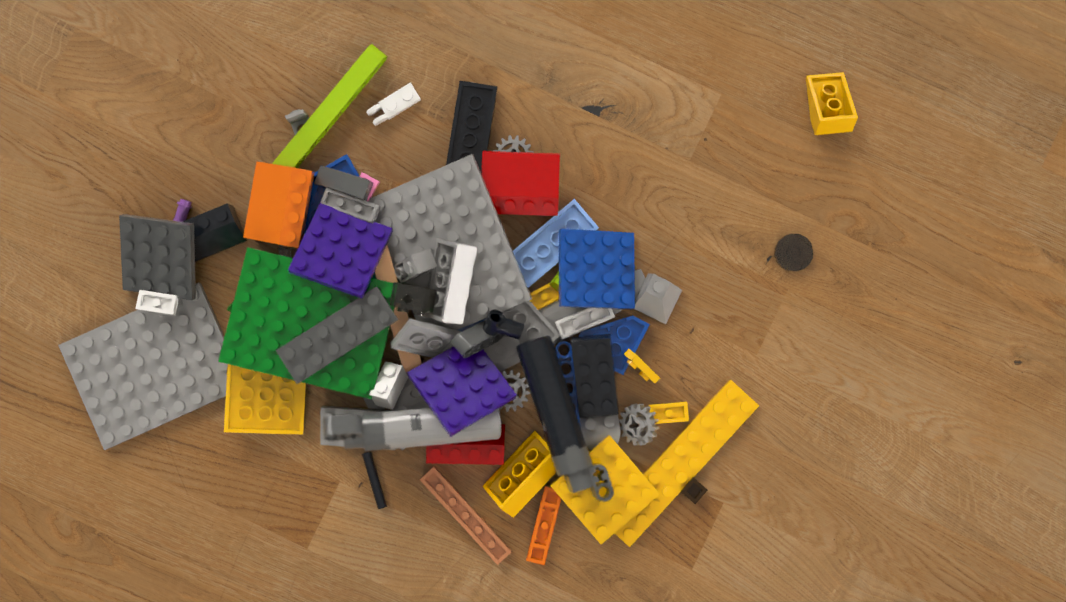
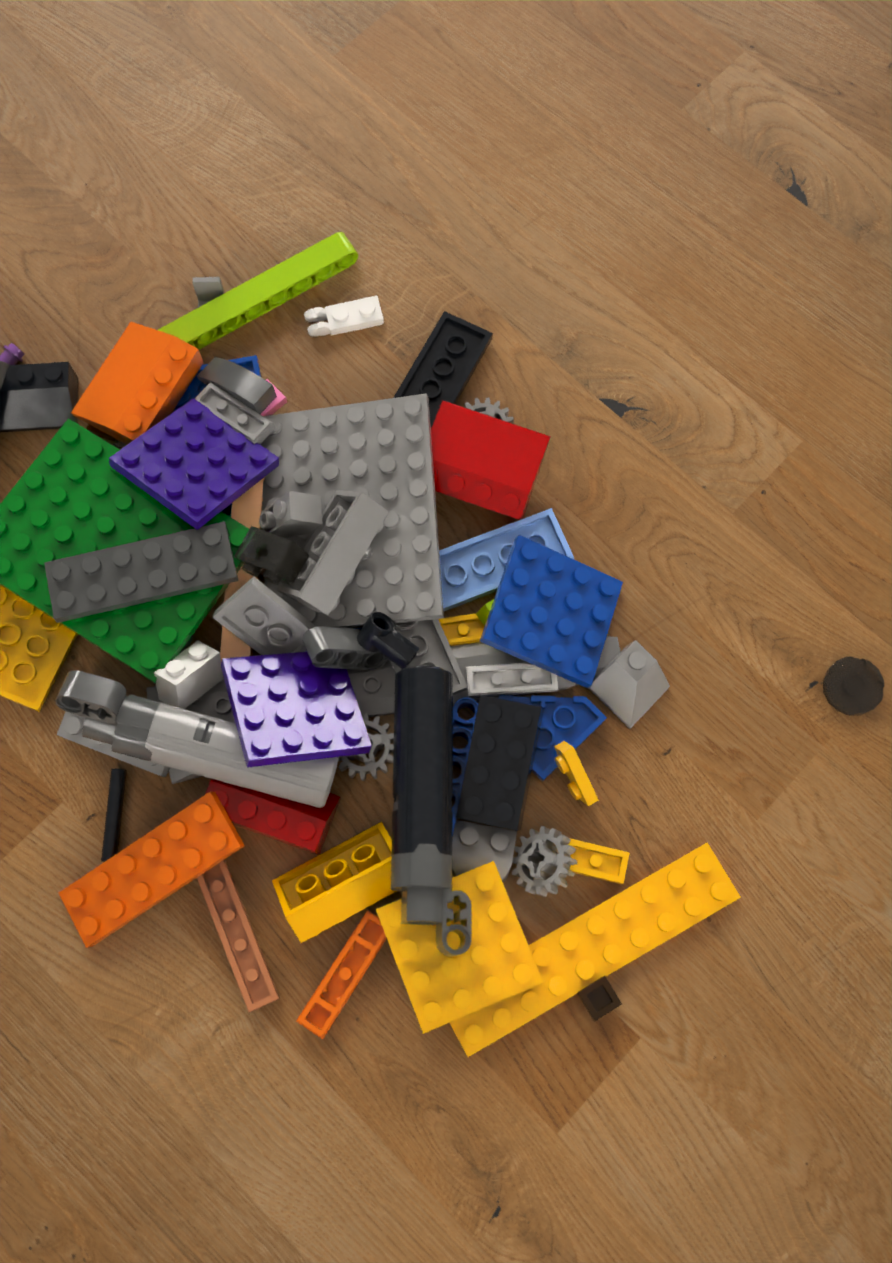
camera: 20 degrees right, 15 degrees down
(411, 505) = (151, 869): none -> orange plate

